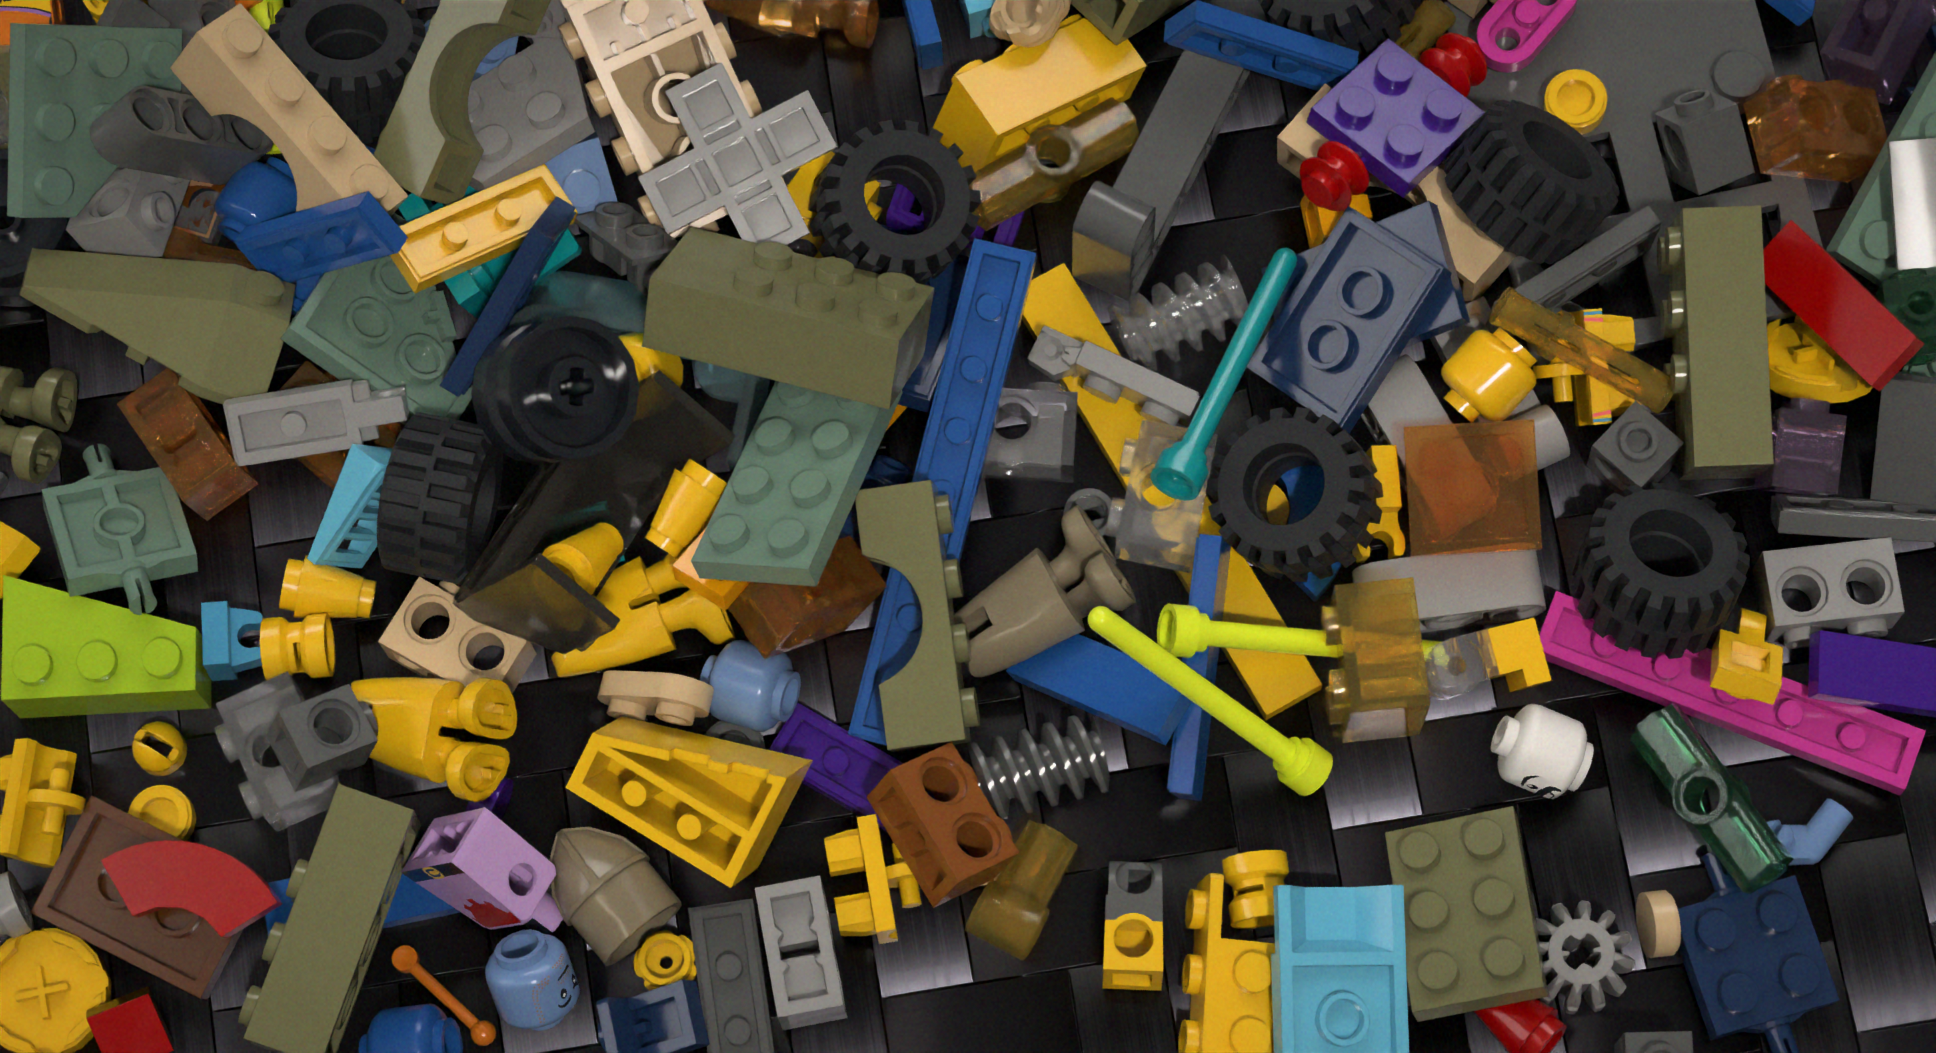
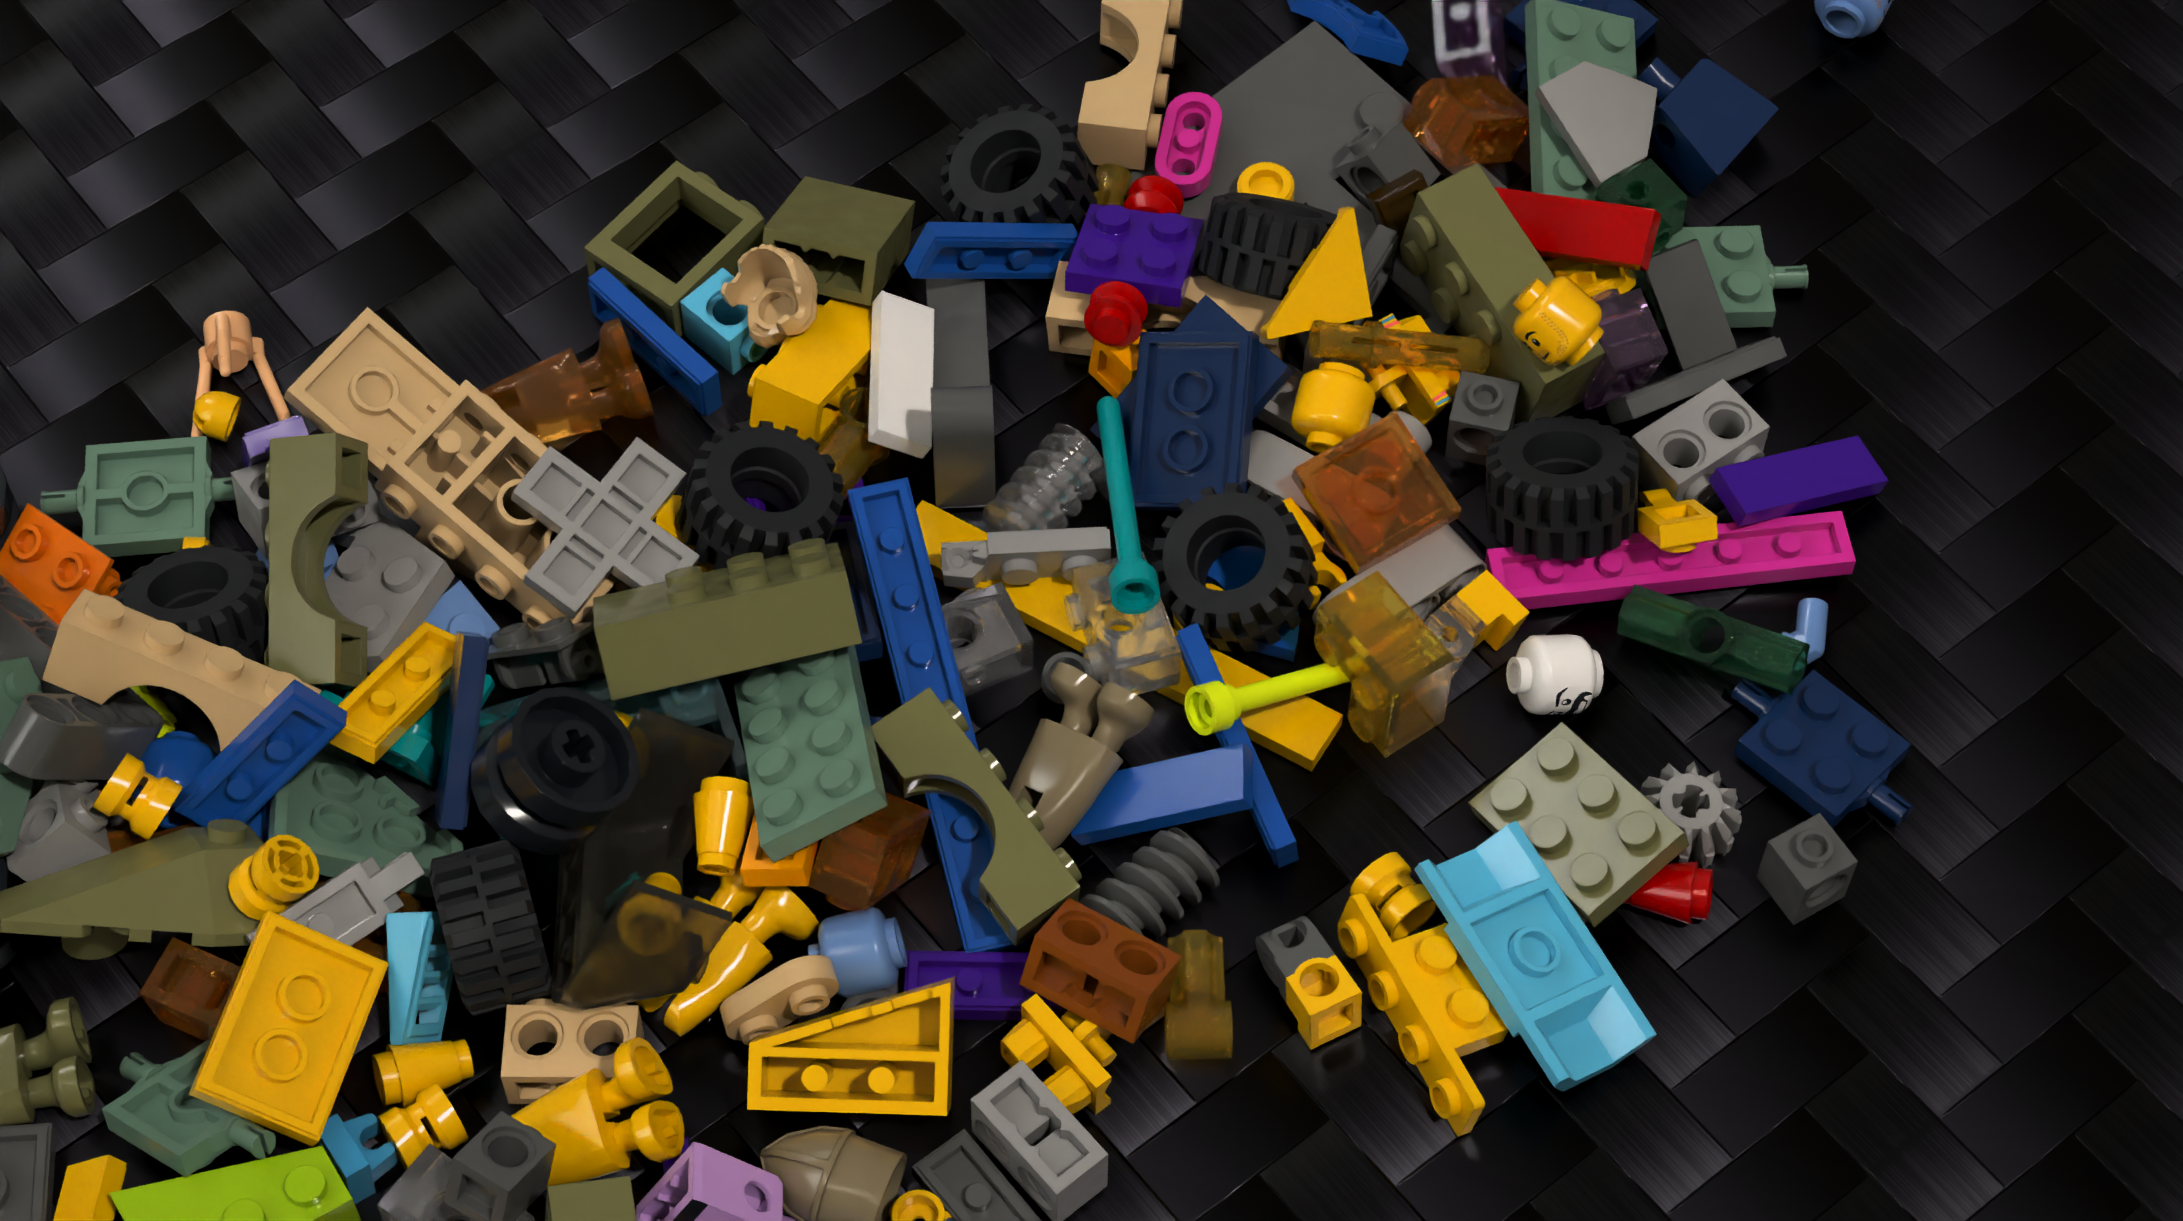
camera: 35 degrees left, 15 degrees down
(213, 228) = (150, 804): none -> yellow wheel
(217, 508) = (289, 1029): none -> yellow tile
(257, 362) = (273, 876): none -> yellow wheel
(1102, 130) = (901, 375): none -> white tile
(1298, 762) = (1363, 781): neon yellow piece -> none
(1543, 257) = (1327, 285): none -> yellow tile
(1658, 923) = (1734, 757): tan tile -> none
(1687, 187) = (1395, 200): none -> dark brown tile
(1734, 415) = (1557, 321): none -> yellow head

